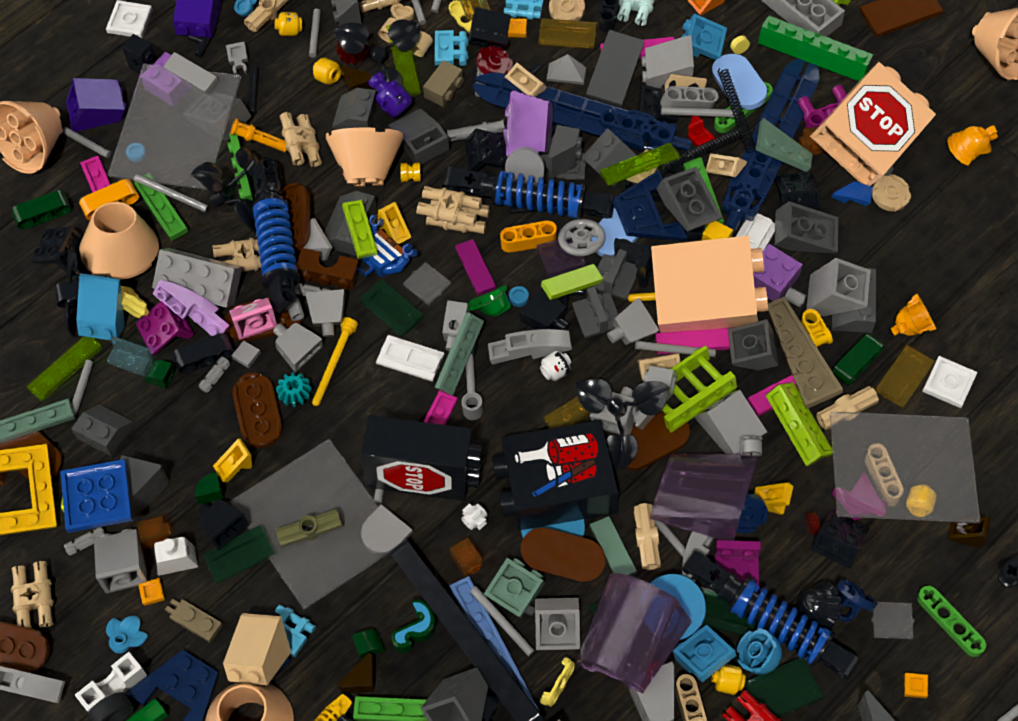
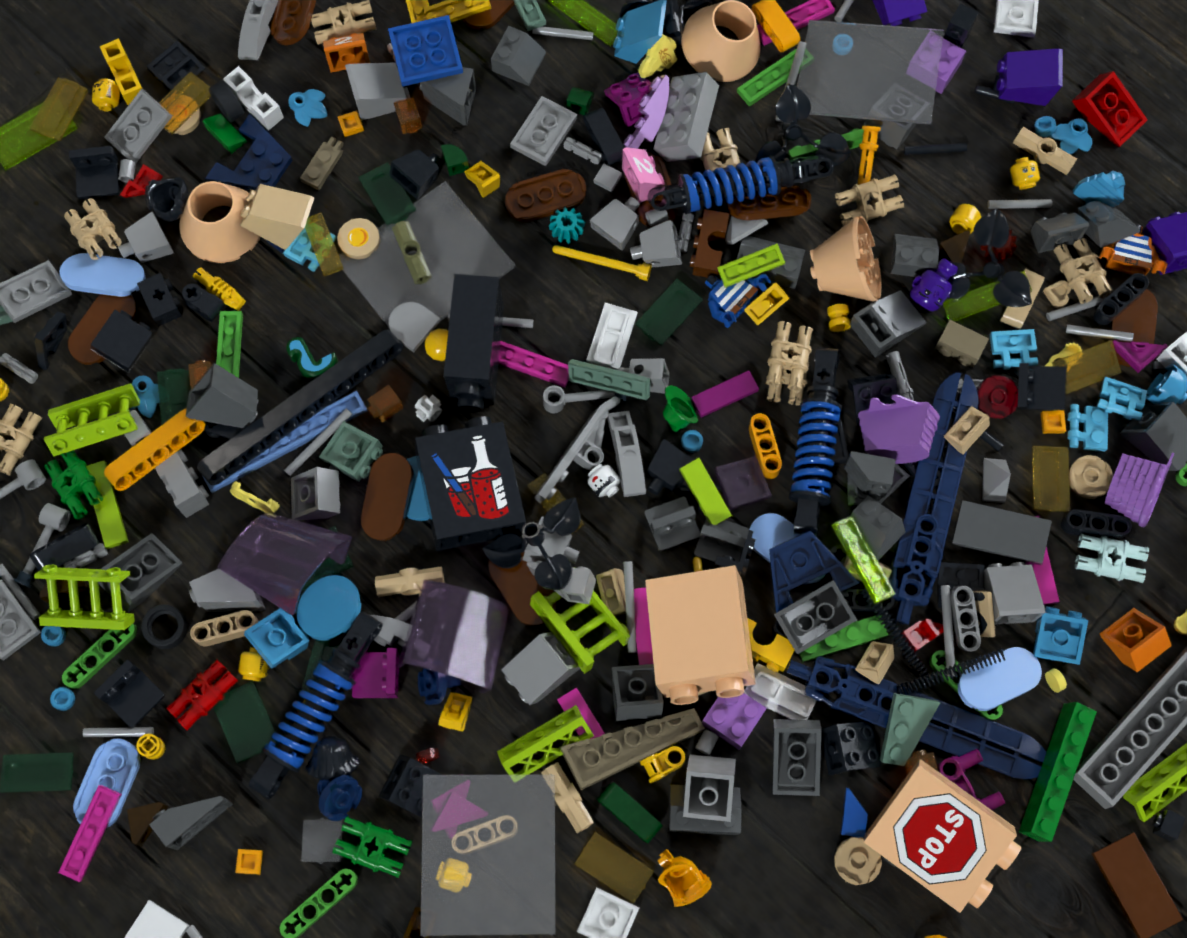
camera: 85 degrees right, 10 degrees up
(68, 590) = (345, 51): none -> orange slope
(130, 356) = (597, 71): clear light blue panel -> none
(175, 555) = (381, 132): white torso -> none
(188, 407) = (543, 131): none -> light grey plate
(190, 73) = (930, 74): light grey tile -> none
(237, 55) = (977, 126): light grey plate -> none
(285, 581) = (358, 238): none -> tan tile
(297, 609) = (323, 244): none -> clear yellow tile
(360, 678) = (260, 316): dark brown slope -> none
(368, 642) = (295, 319): dark green brick -> none
(407, 506) = (436, 344): none -> yellow hair
(427, 283) = (703, 346): clear piece -> none
(524, 384) = (586, 441): none -> light grey piece
(525, 161) = (850, 432): light grey tile -> none
(581, 237) = (752, 512): light grey plate -> none
(613, 547) = (398, 548): sand green tile -> none
(632, 324) = (657, 557): light grey torso -> none
(751, 445) = (500, 681): light grey piece -> none
(759, 652) = (276, 694): dark azure cylinder -> none
(905, 579) = (360, 853): none -> green pin

